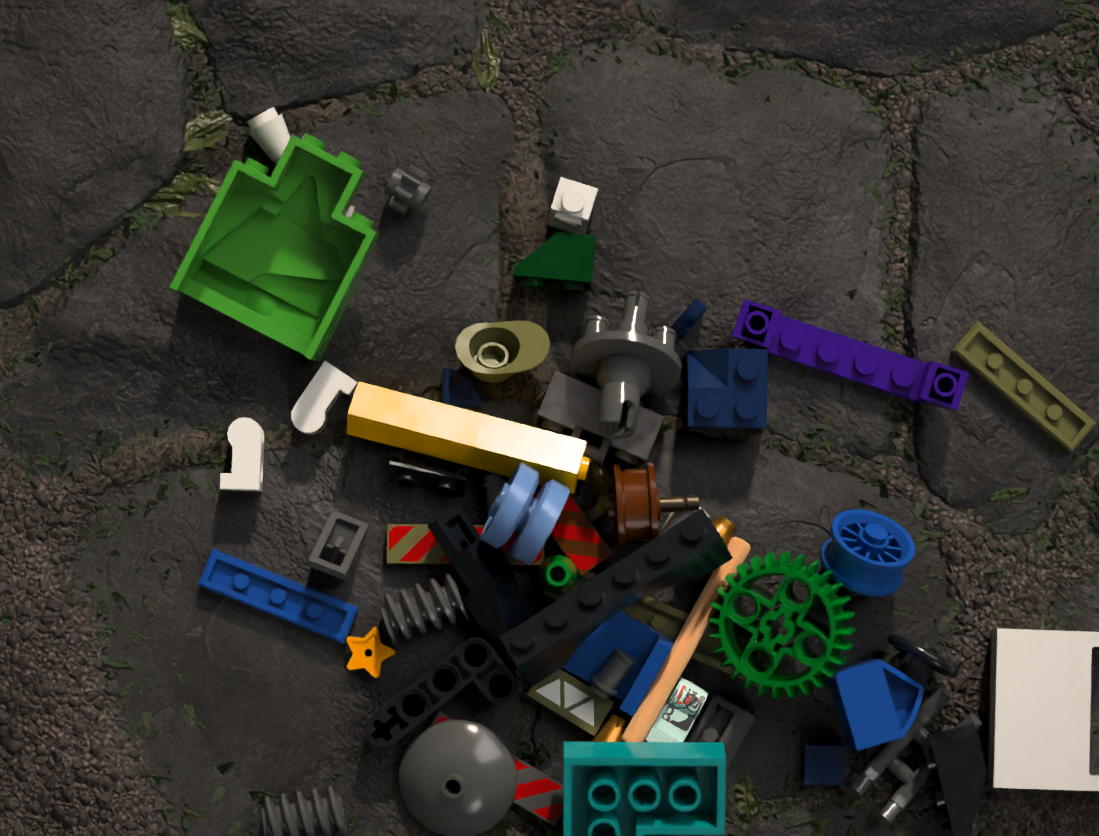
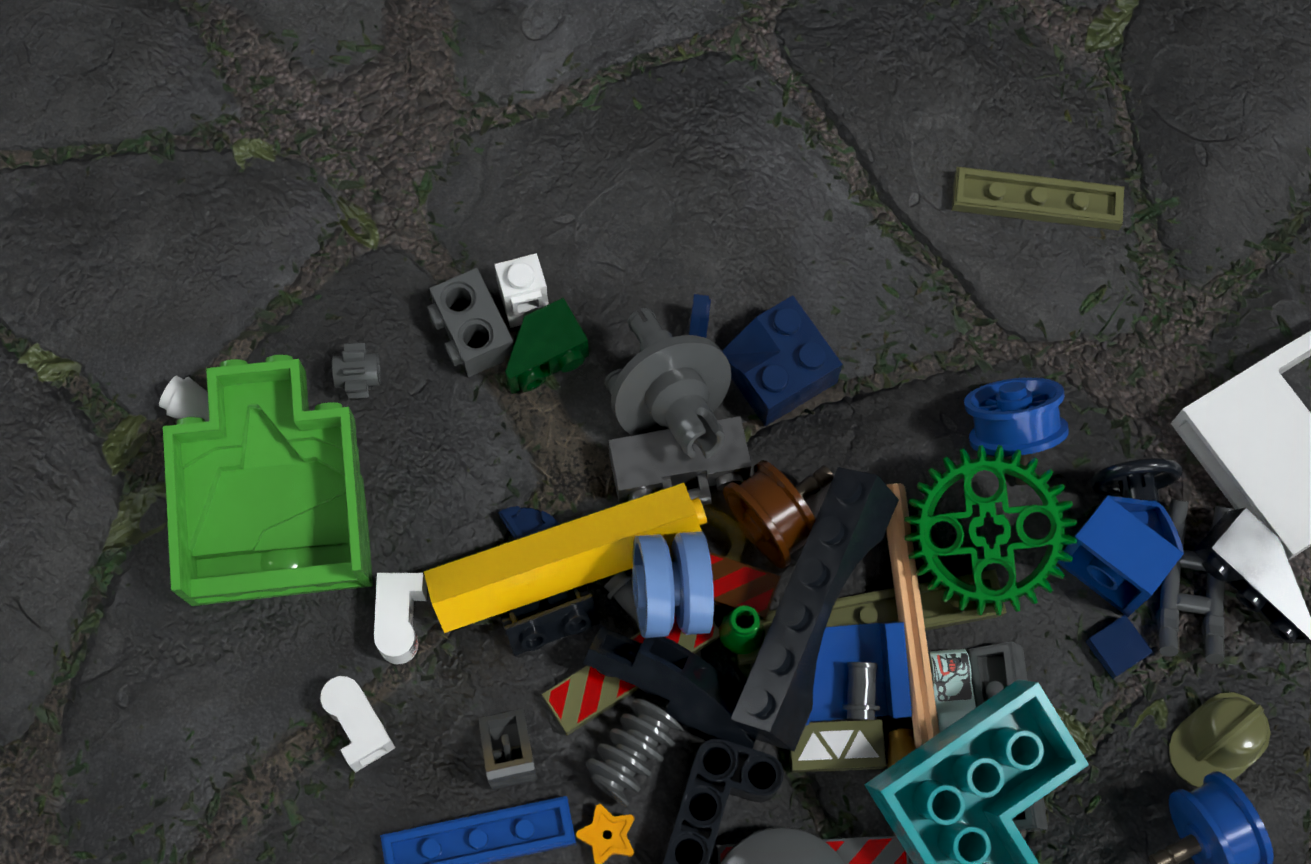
camera: 30 degrees left, 15 degrees down
(502, 349) = (542, 457): olive piece -> none
(525, 207) = (478, 320): none -> dark grey brick
(849, 358) = (874, 268): dark purple slope -> none

